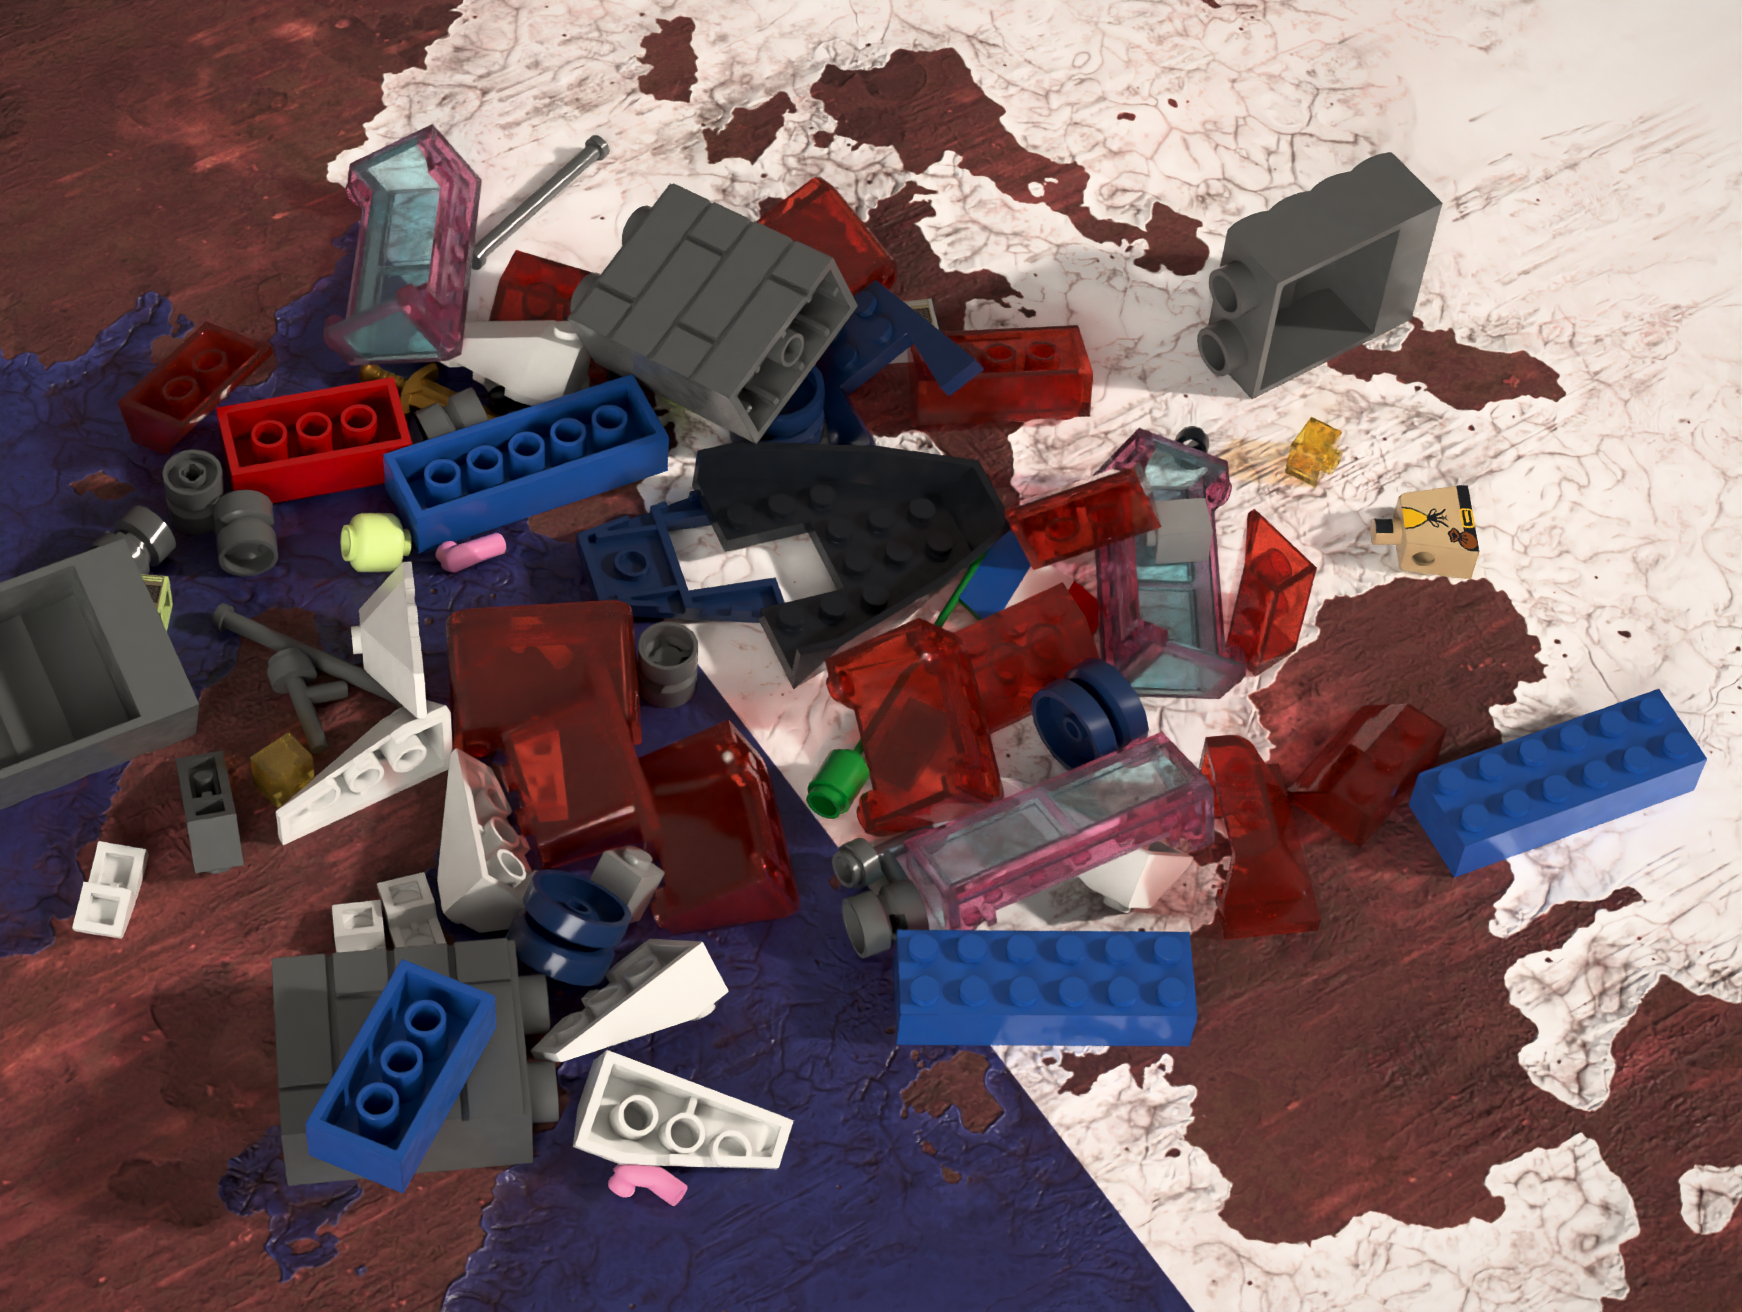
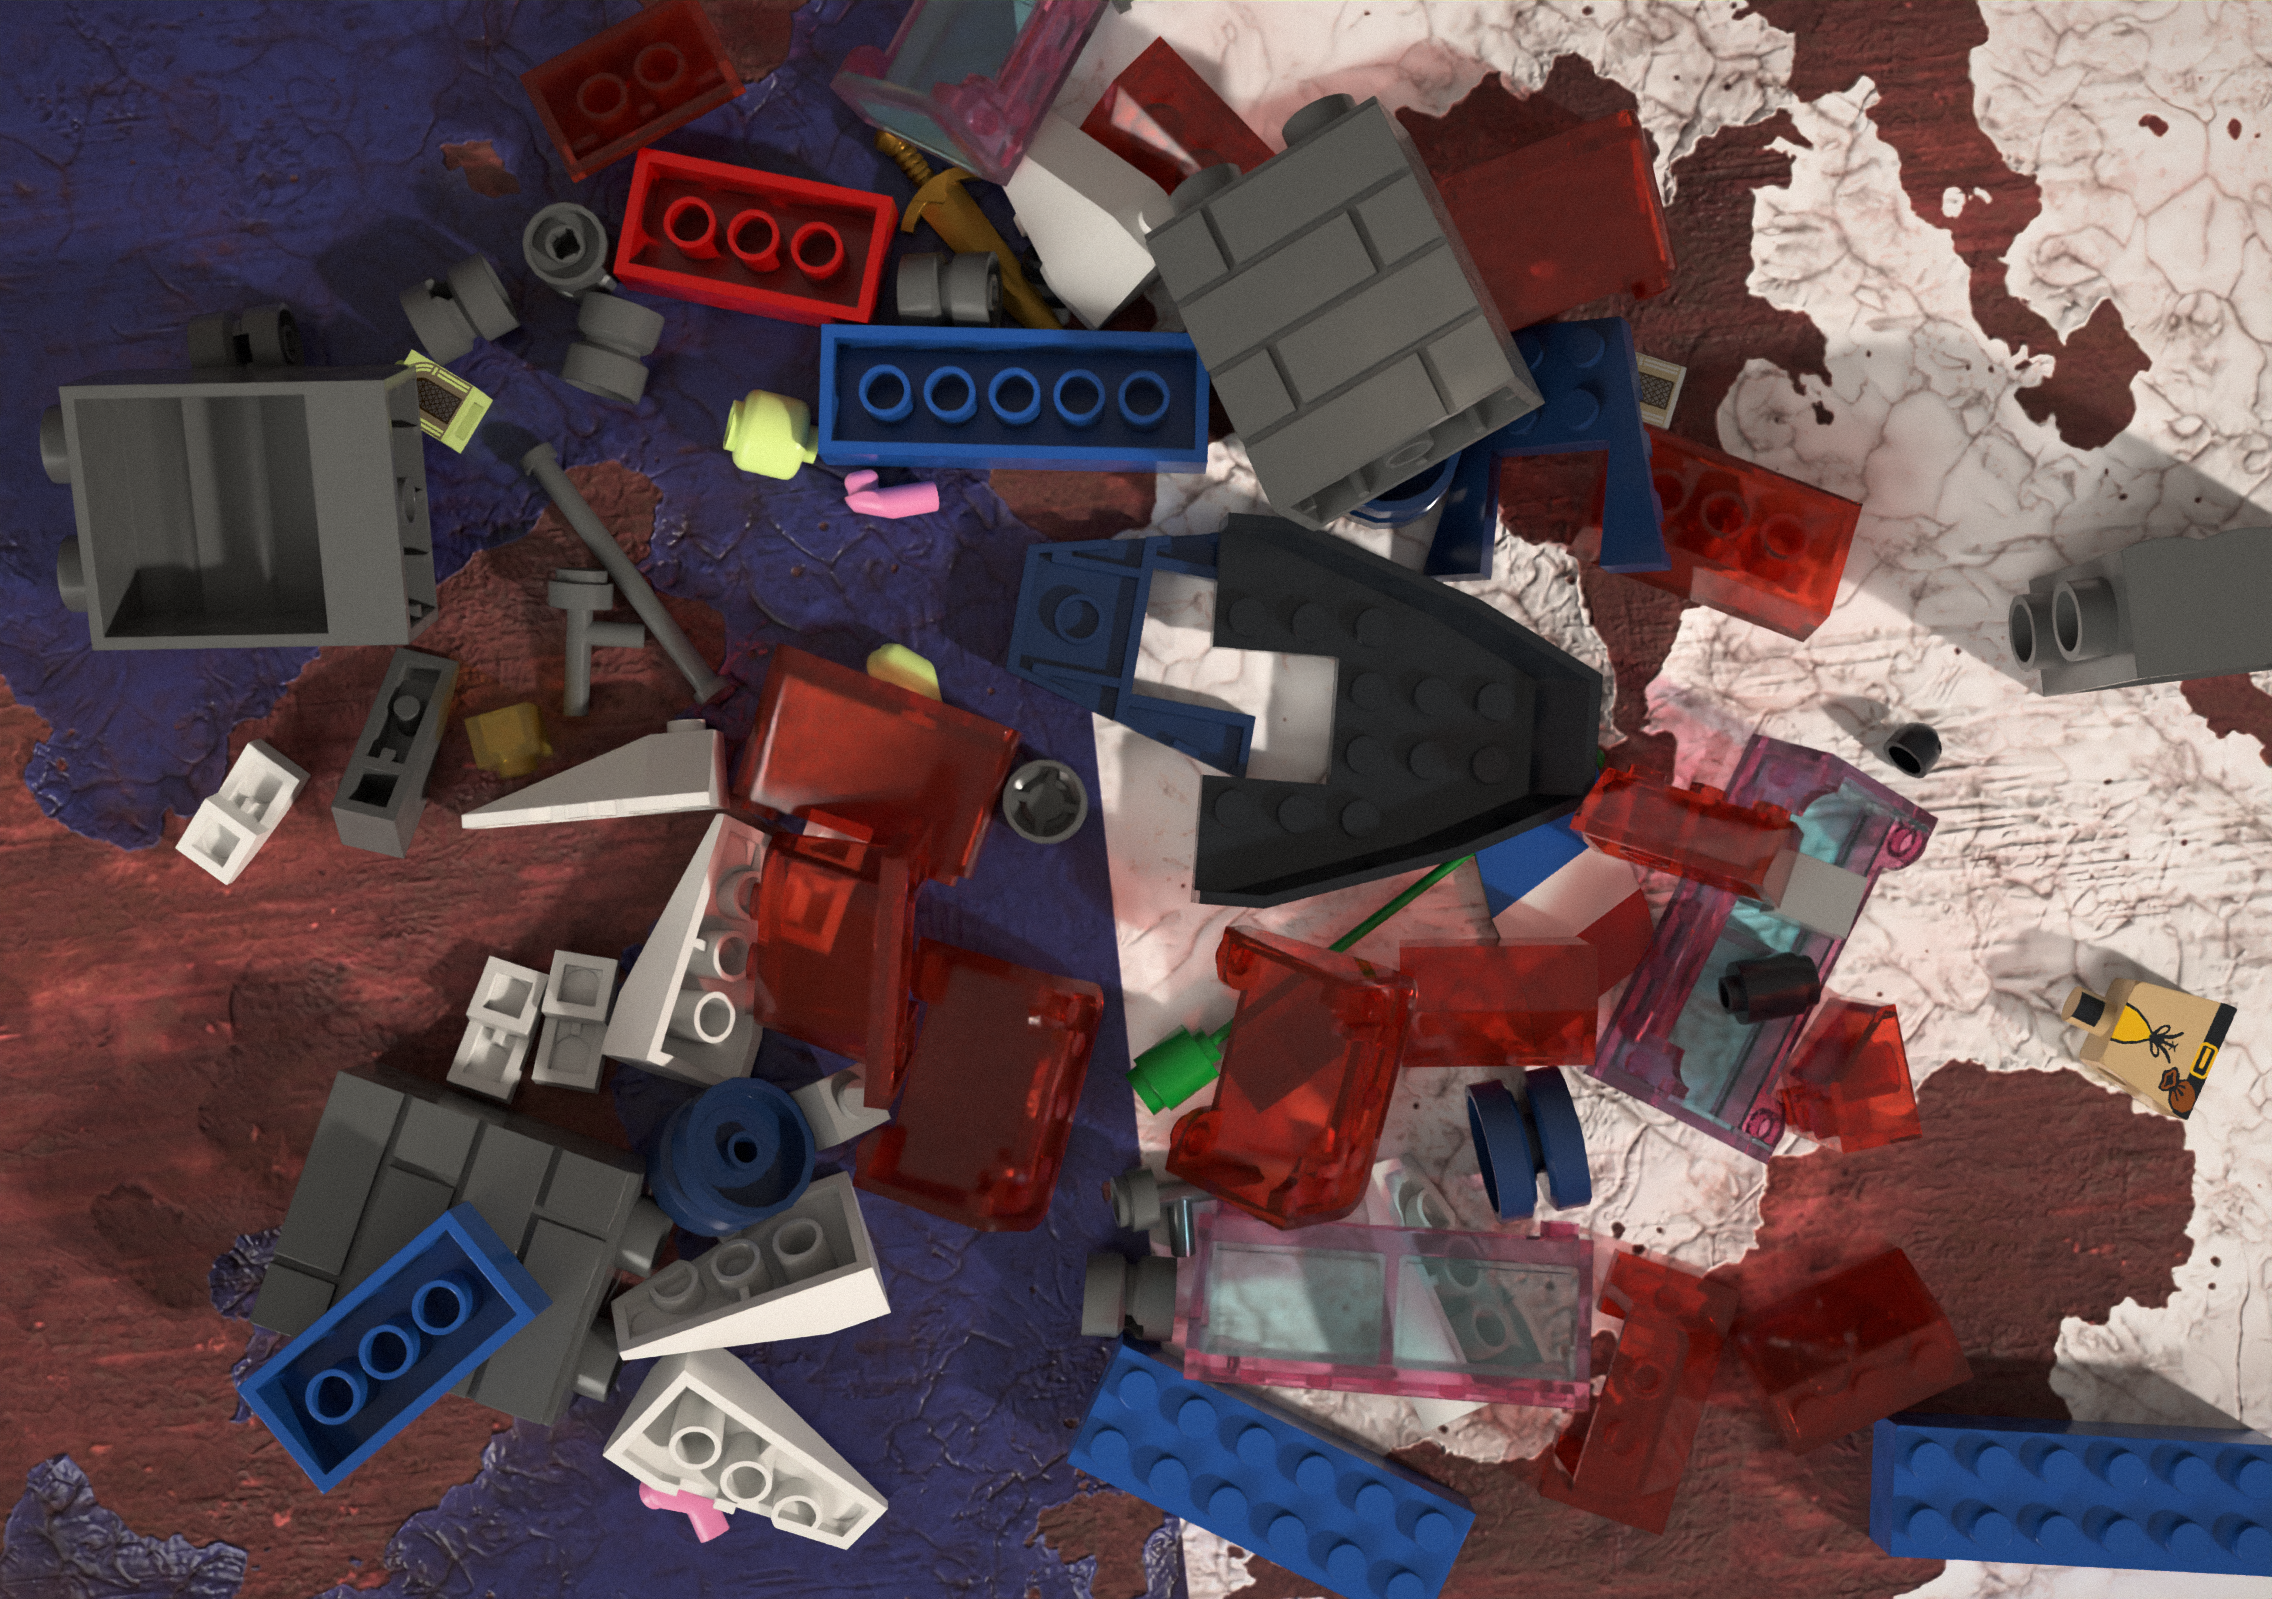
camera: 30 degrees right, 35 degrees up
(392, 641) = (713, 620): white wedge -> none
(1185, 588) = (1769, 987): none -> black brick
(1314, 452) = (2070, 842): clear yellow plate -> none

